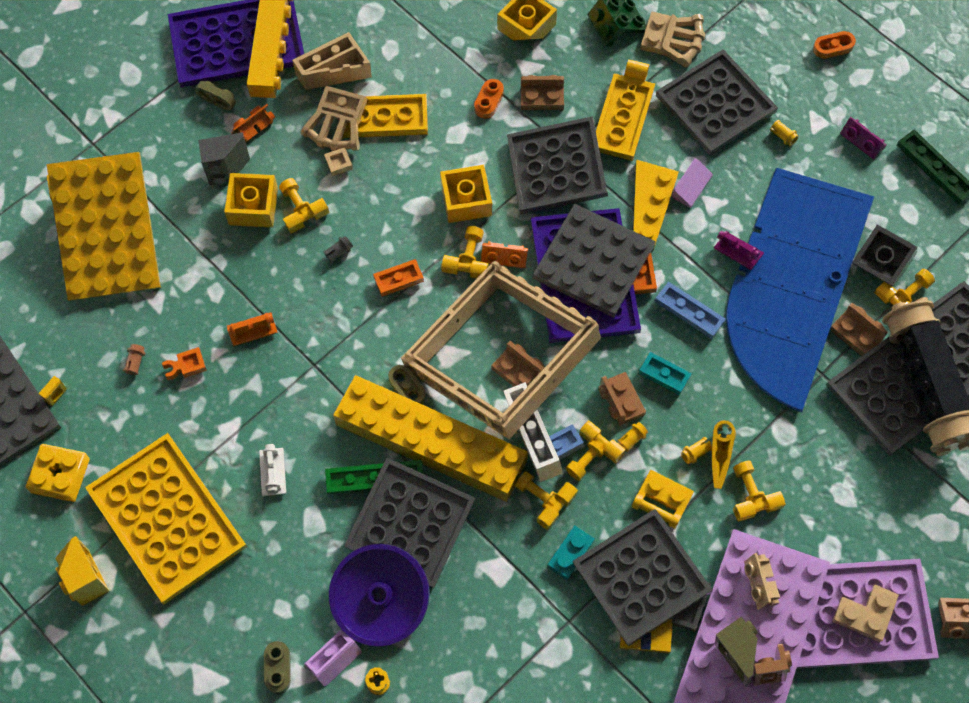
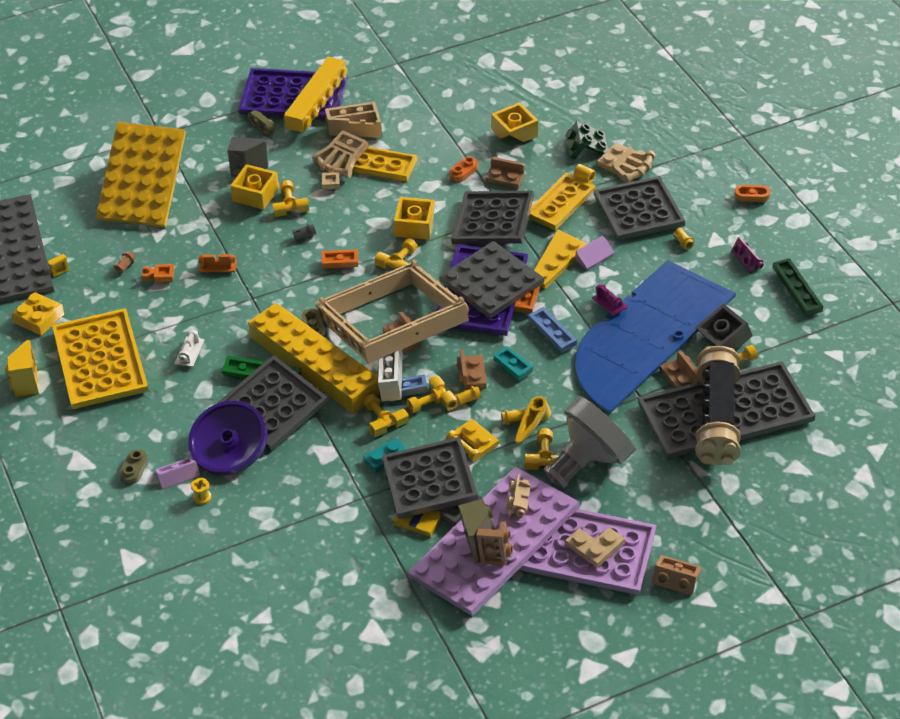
camera: 20 degrees right, 20 degrees down
(258, 117) = (286, 141): orange hinge -> none
(506, 256) = (429, 264): orange hinge -> none
(811, 474) = (591, 438): none -> light grey piece

